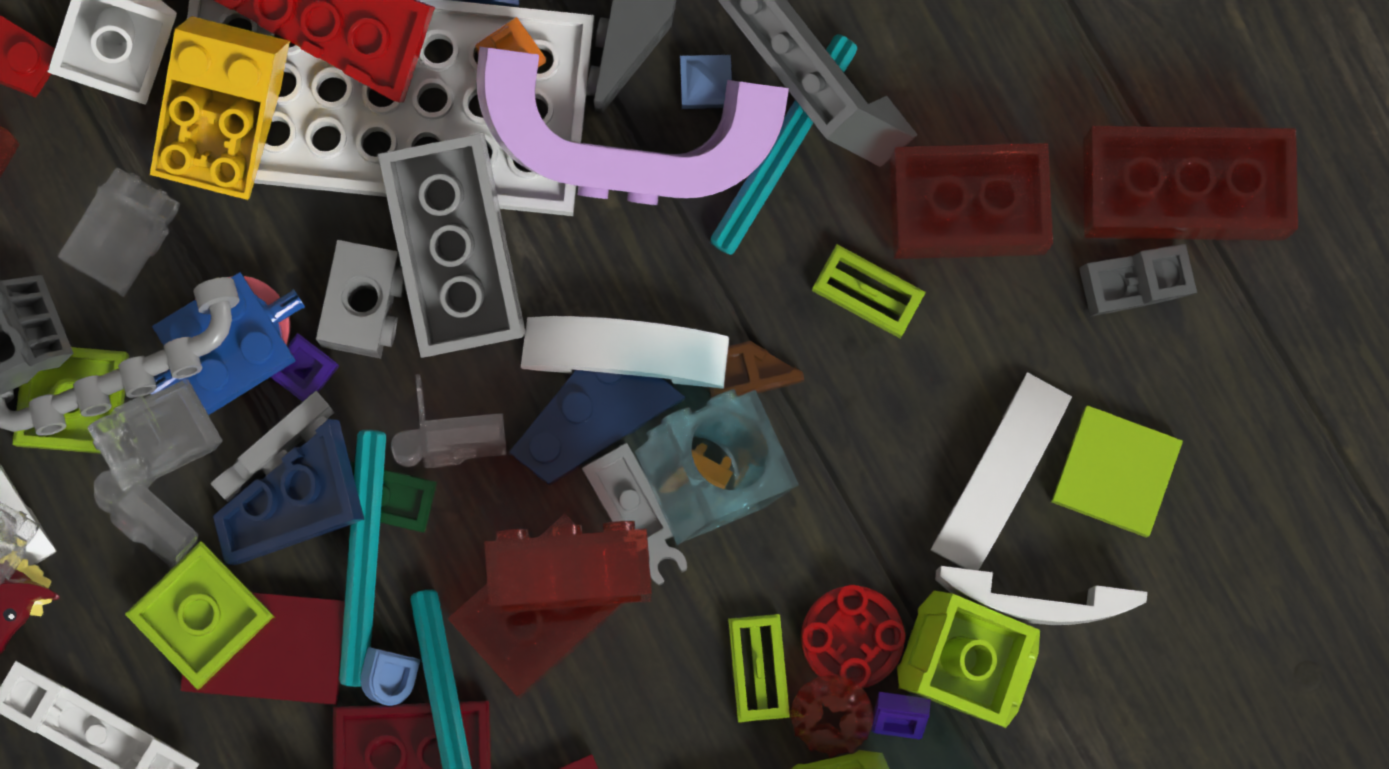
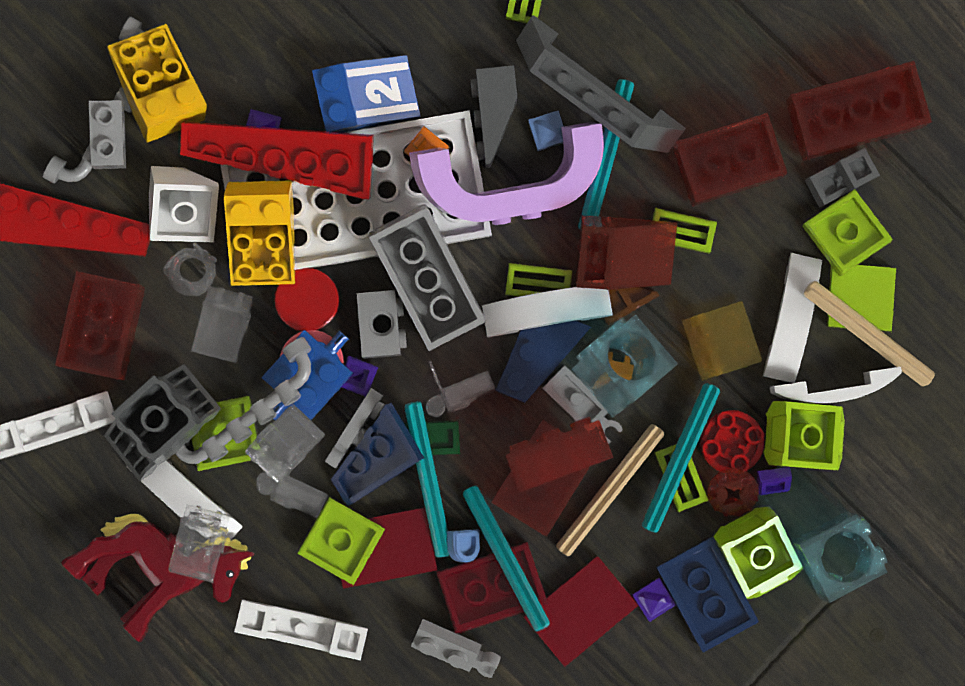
camera: 15 degrees left, 5 degrees up
(75, 152) = (181, 284): none -> clear piece
(263, 234) = (309, 302): none -> red tile
(625, 286) = (533, 282): none -> lime tile
(641, 657) = (610, 490): none -> tan axle
(764, 637) = (680, 457): none -> teal axle
(769, 296) = (624, 253): none -> clear red slope
(881, 476) = (721, 340): none -> clear yellow hinge
(1112, 528) = (869, 333): none -> tan axle
(1122, 365) = (847, 232): none -> lime tile

